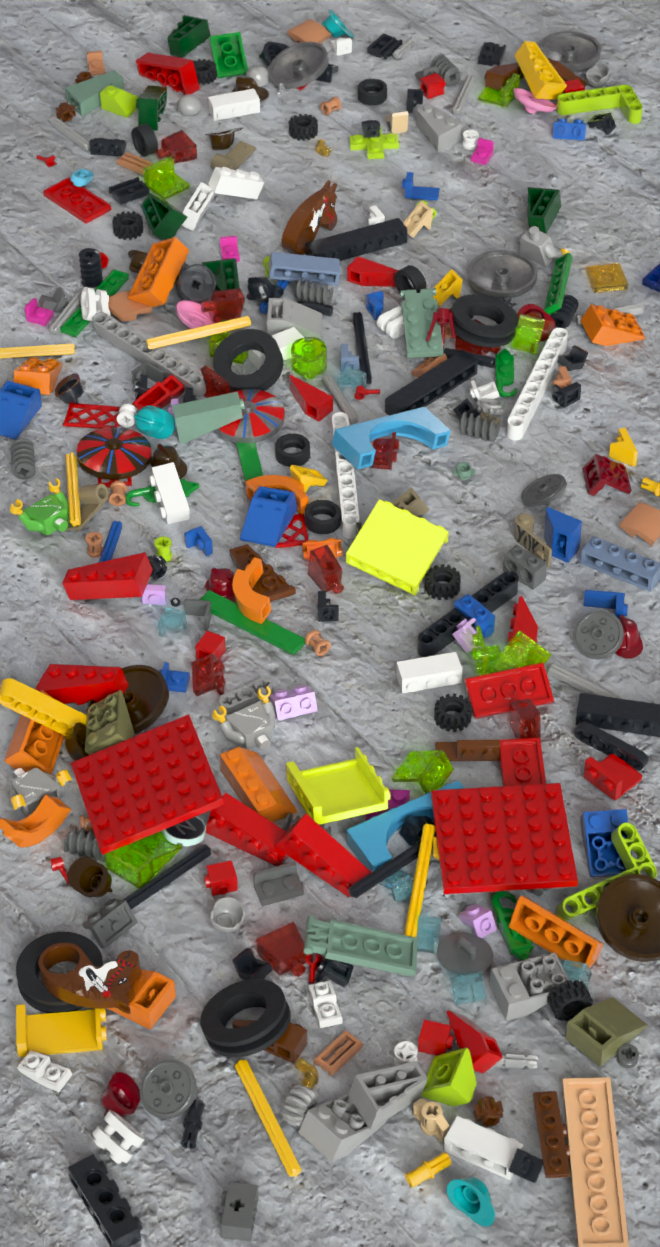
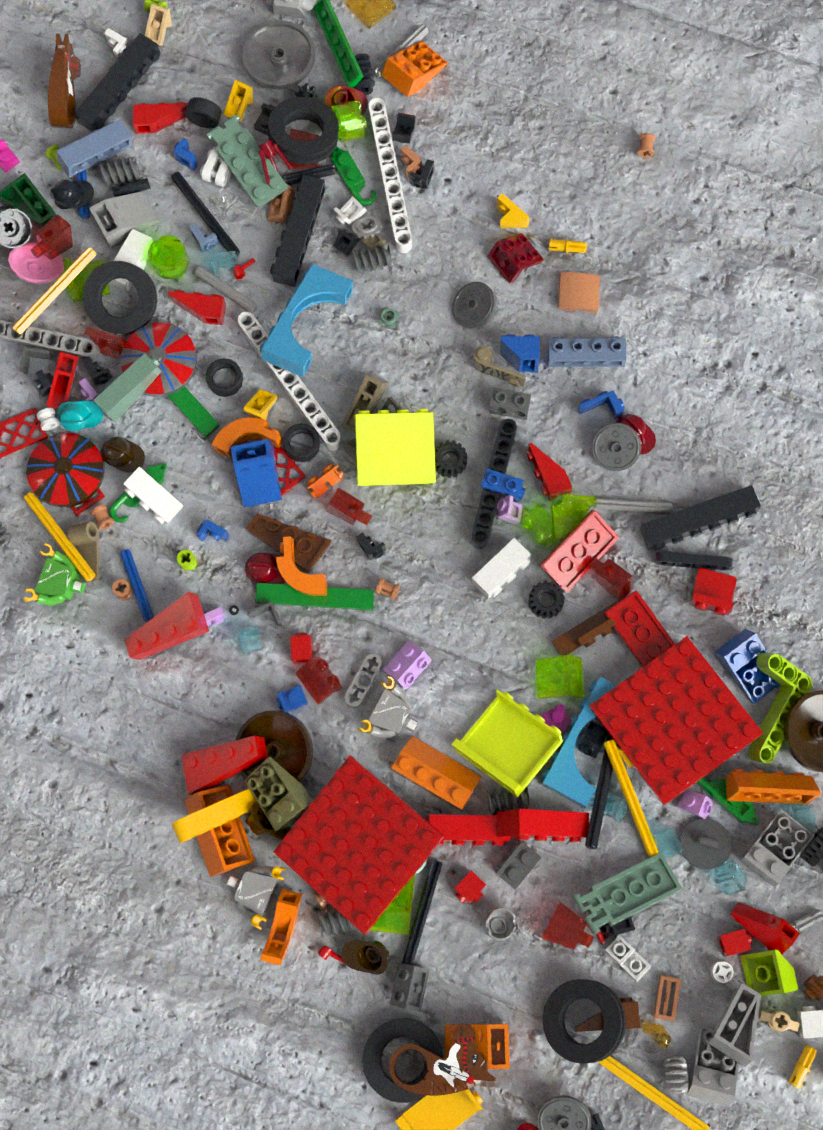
camera: 25 degrees left, 30 degrees up
(158, 566) = (194, 584): black gear -> none
(249, 967) = (552, 961): black bracket -> none
(385, 452) = (305, 332): clear red bracket -> none

